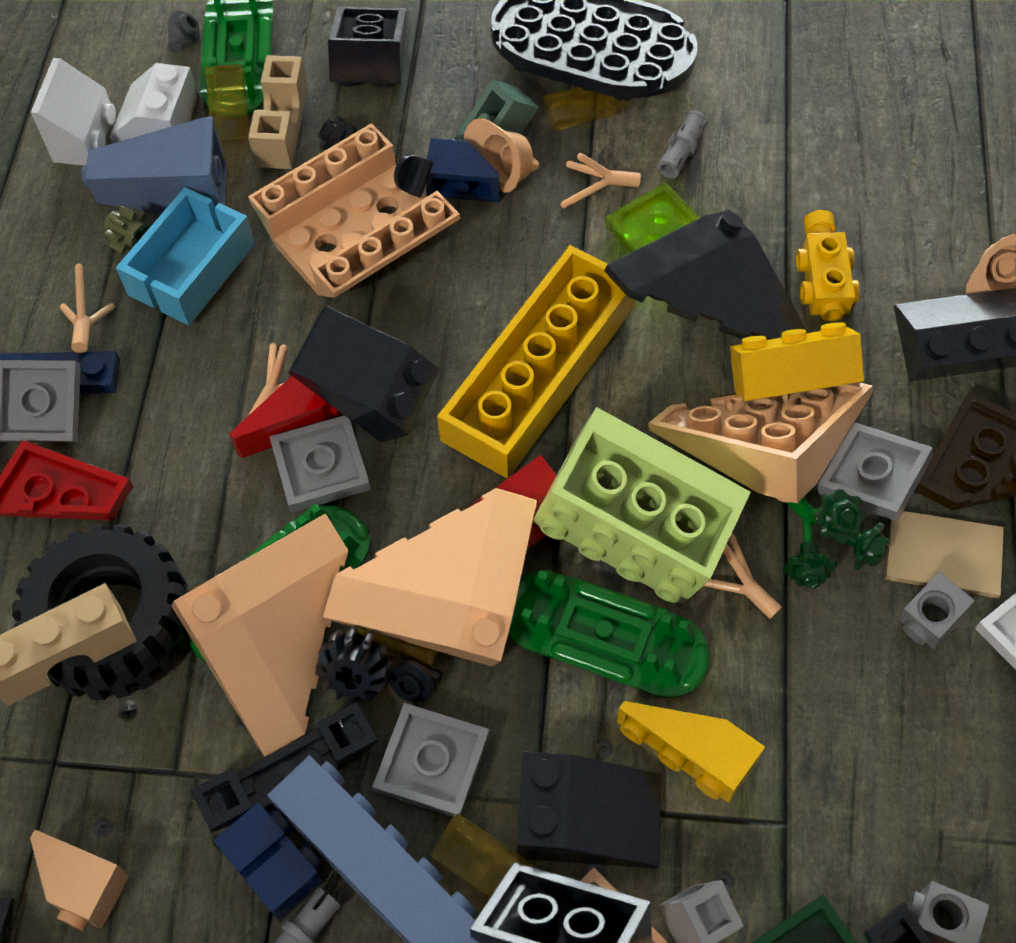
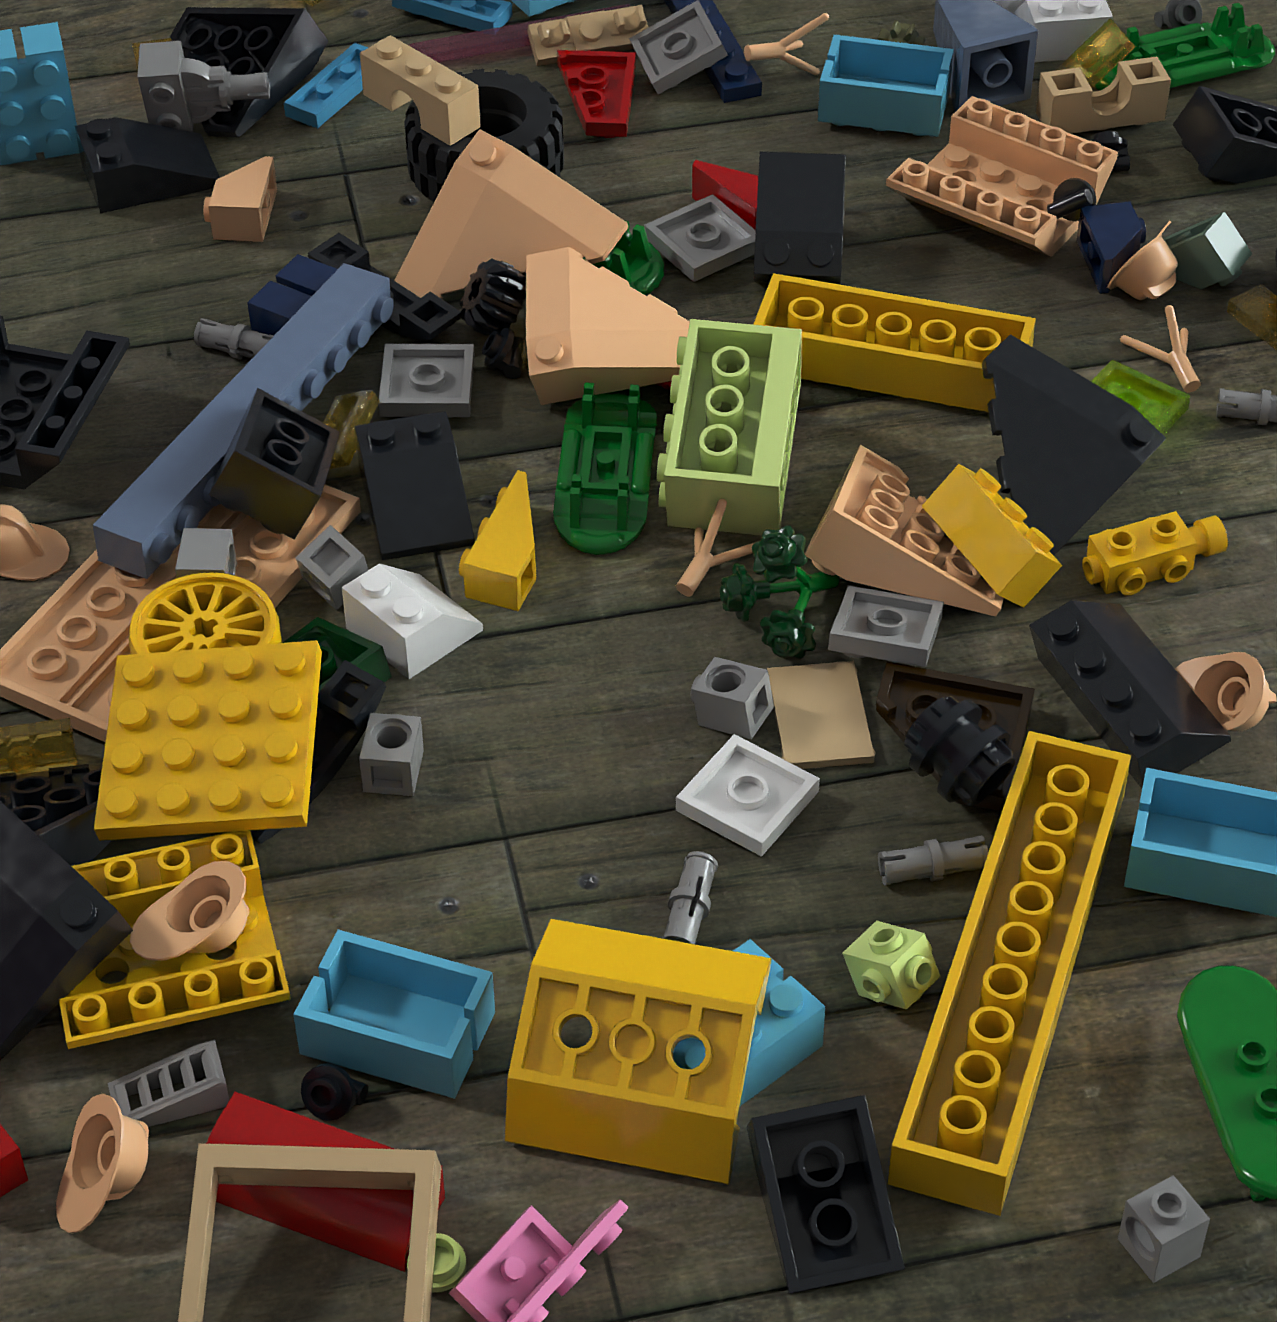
camera: 70 degrees right, 15 degrees down
(766, 858) = (406, 617): none -> white slope

